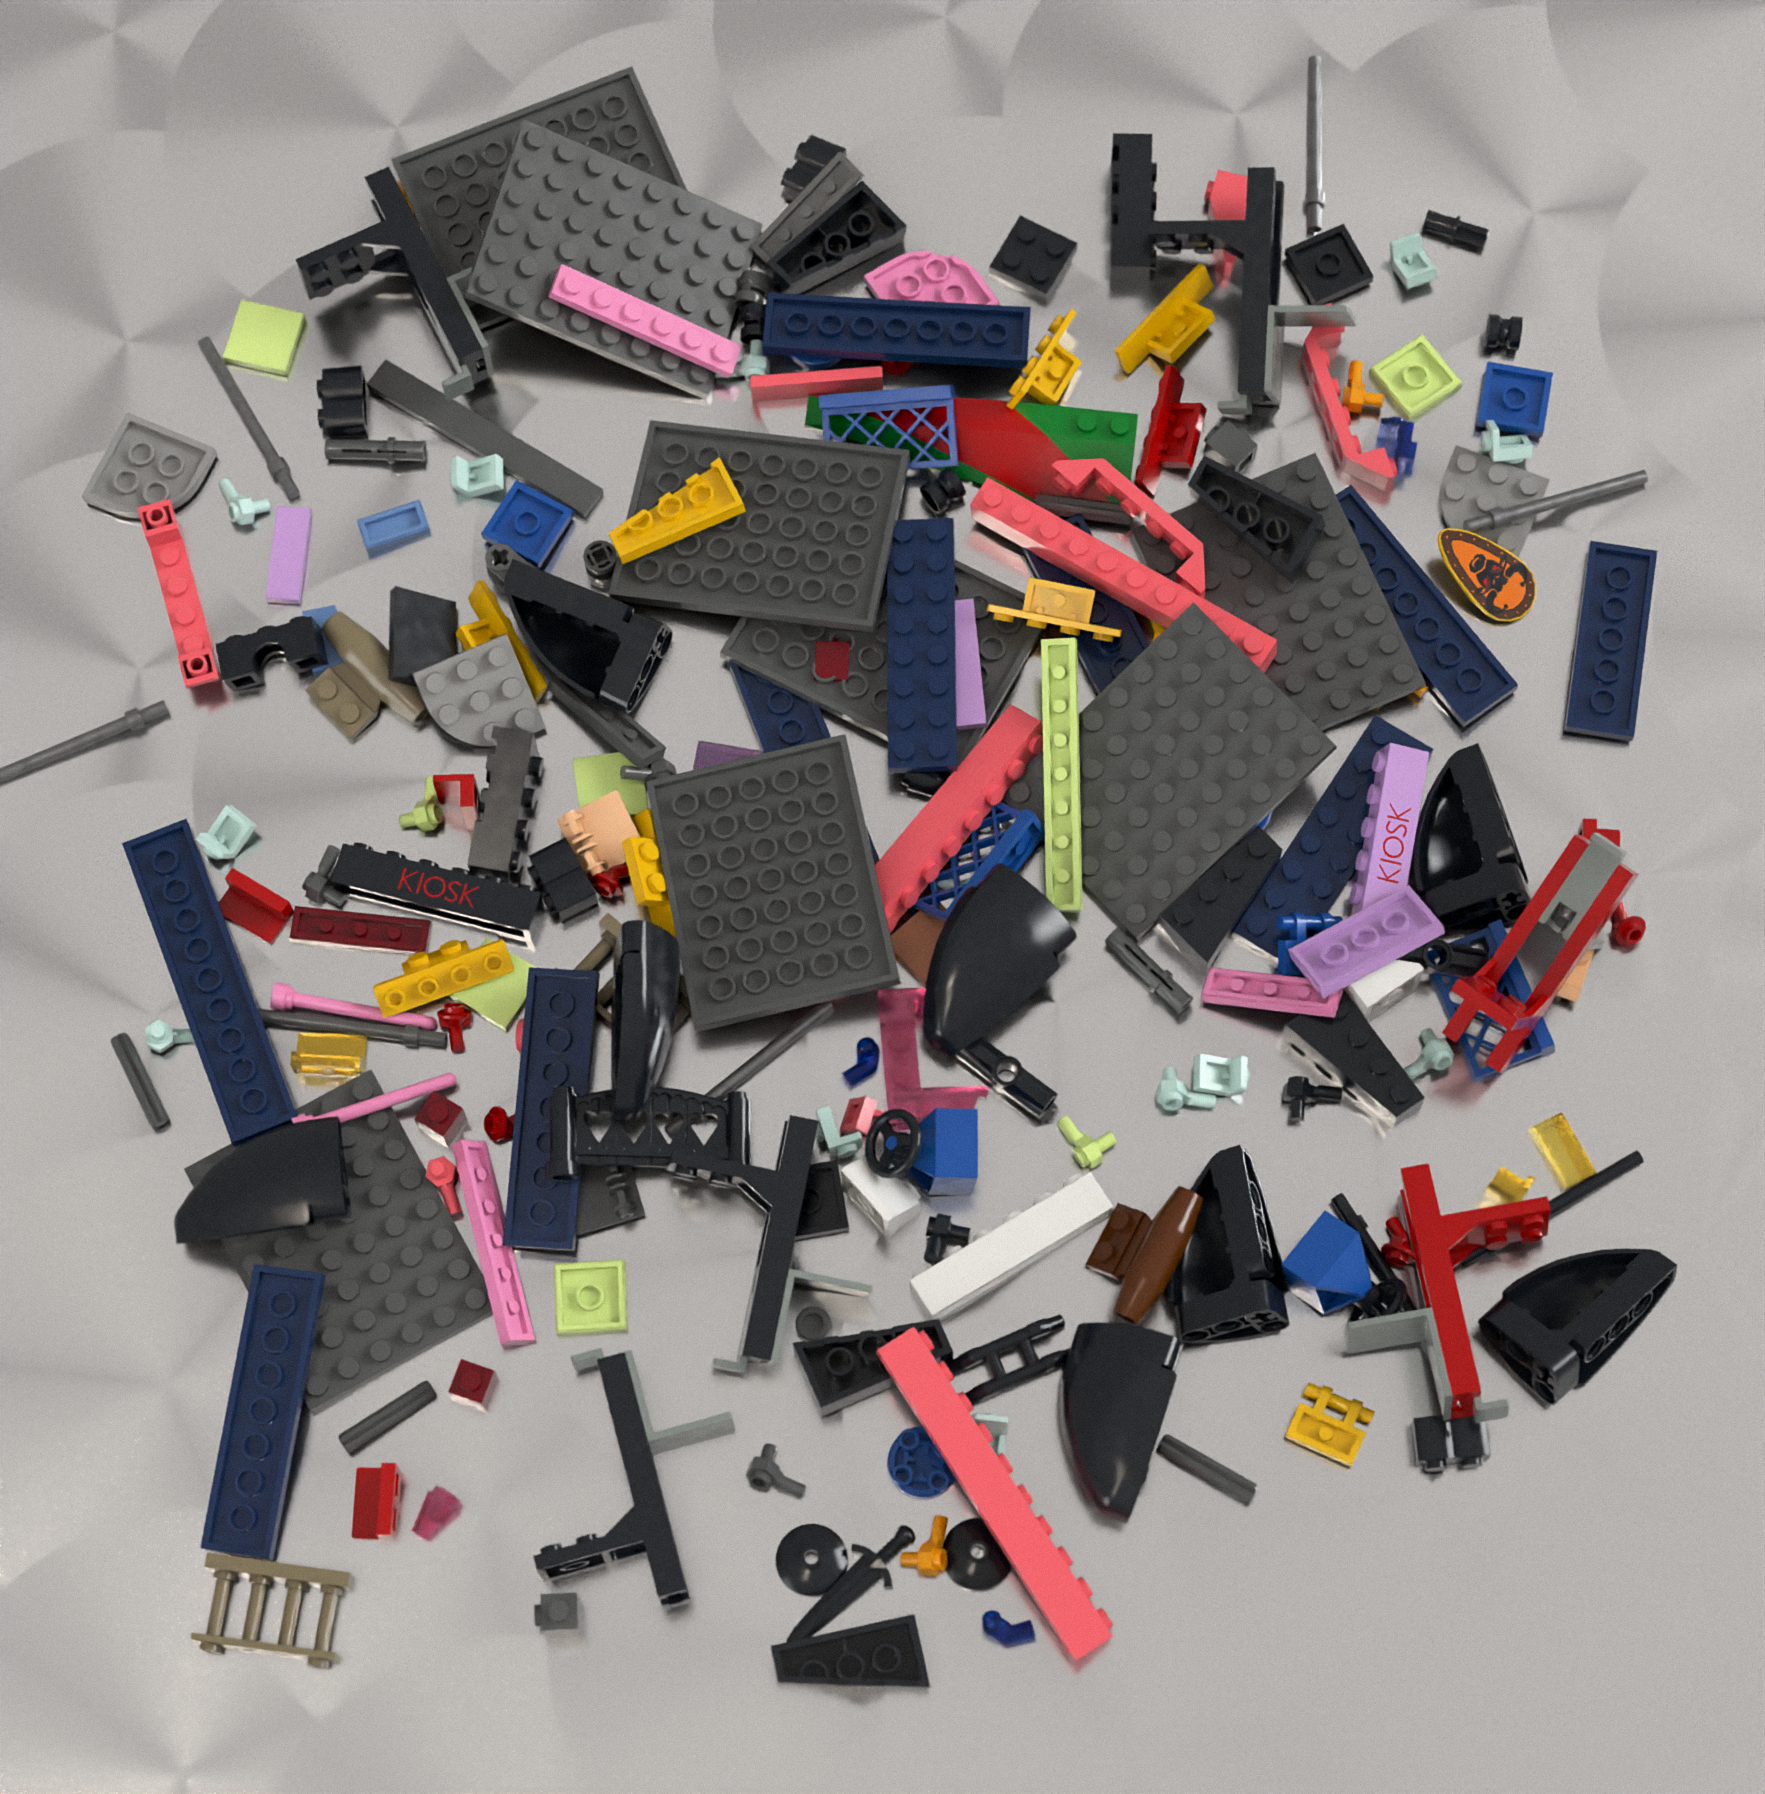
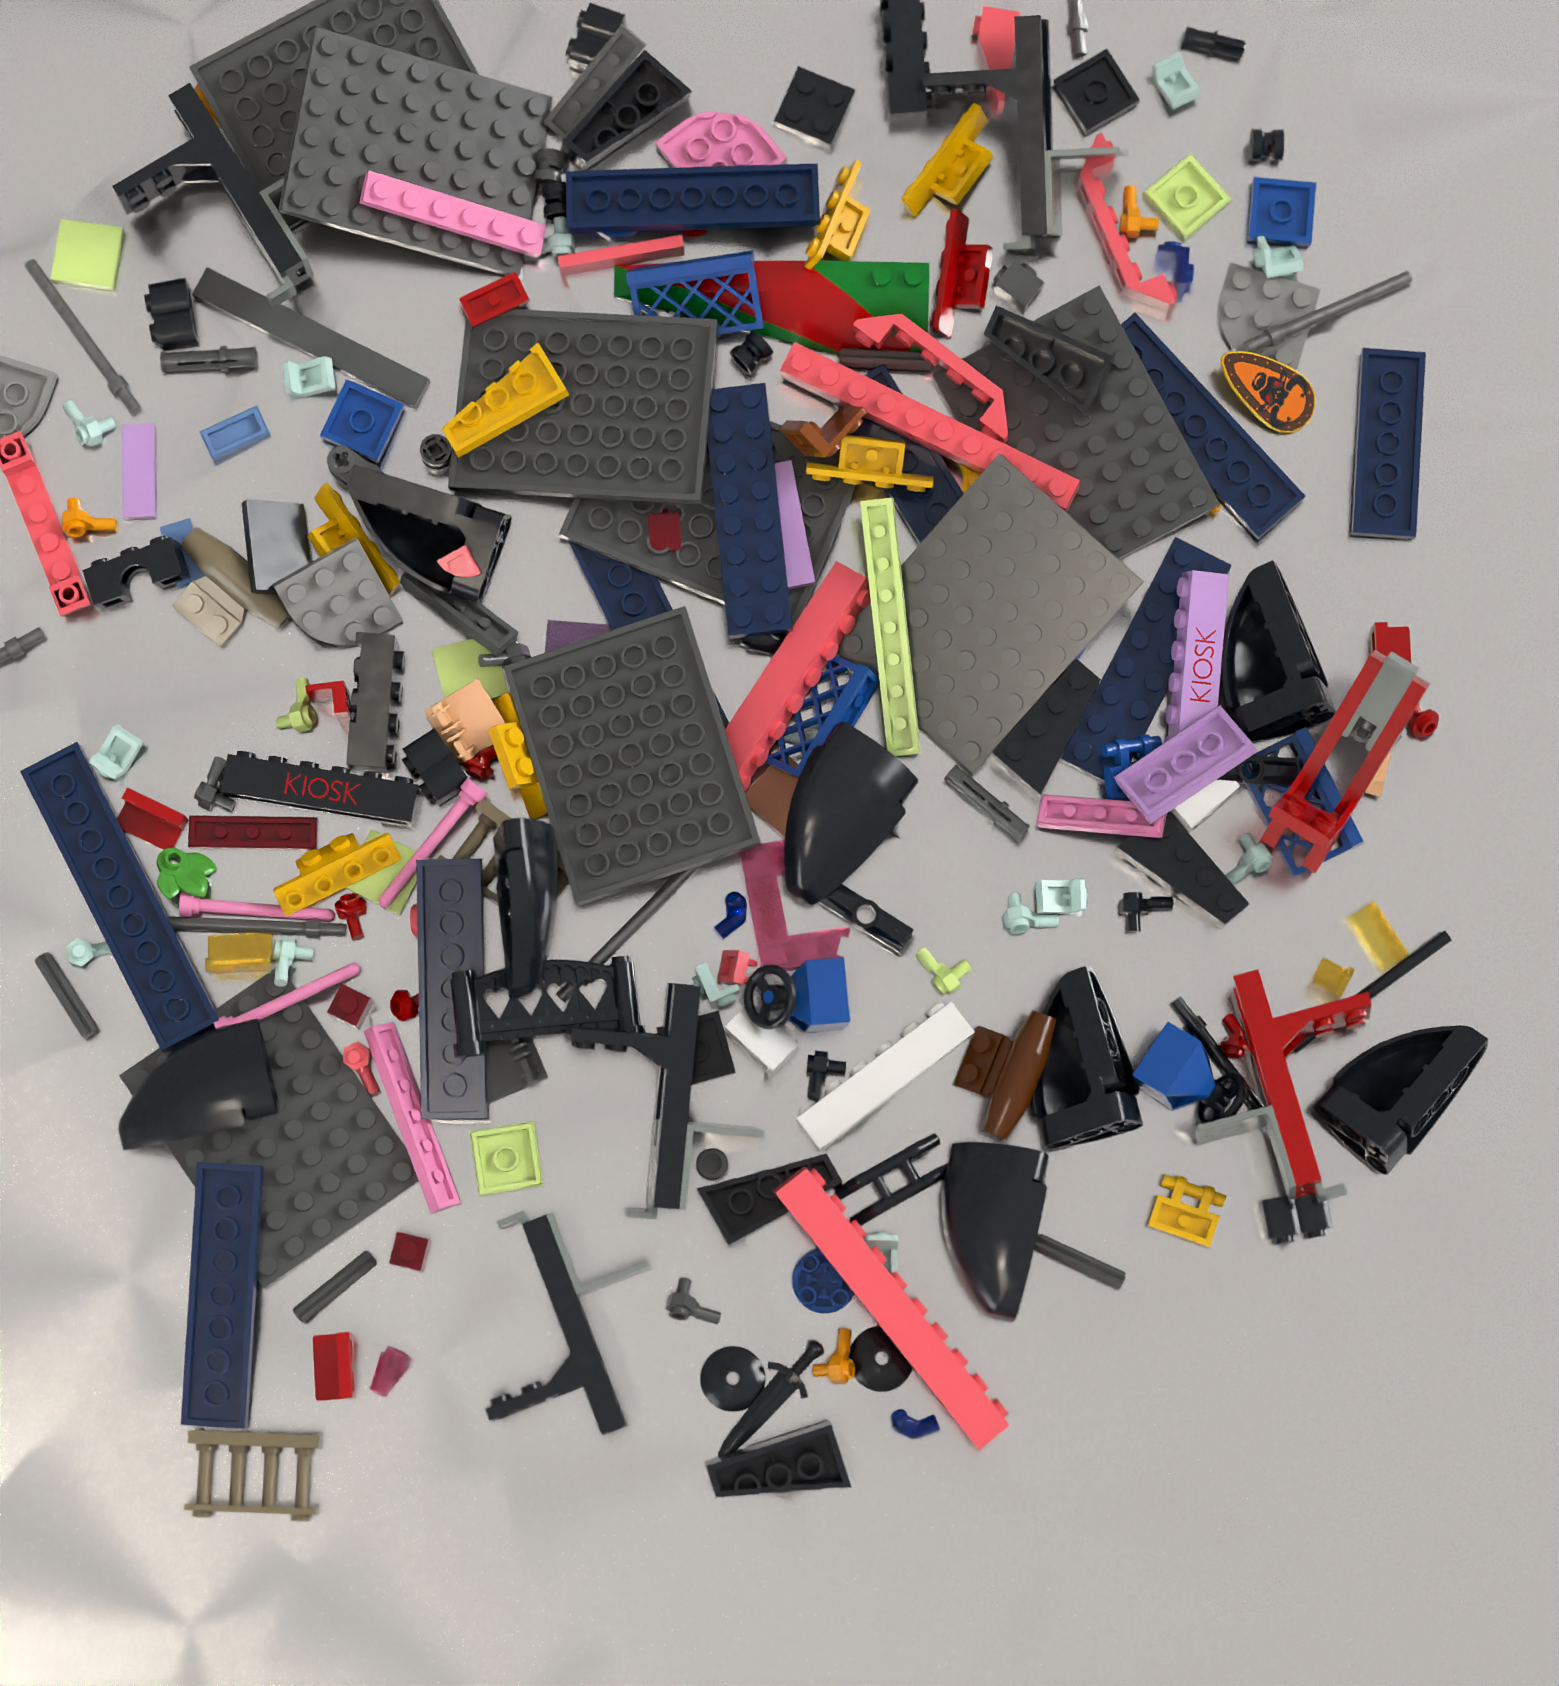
camera: 10 degrees left, 10 degrees up
(217, 598) = (77, 521): none -> light orange piece
(282, 964) = (186, 876): none -> bright green plate
(378, 1057) = (285, 951): none -> light aqua piece
(559, 1614) = (511, 1453): dark grey brick -> none
(594, 908) = (469, 796): none -> bright pink piece
(611, 667) = (460, 563): none -> coral tile
(678, 413) = (494, 299): none -> red panel
(994, 574) = (823, 441): none -> dark orange bracket

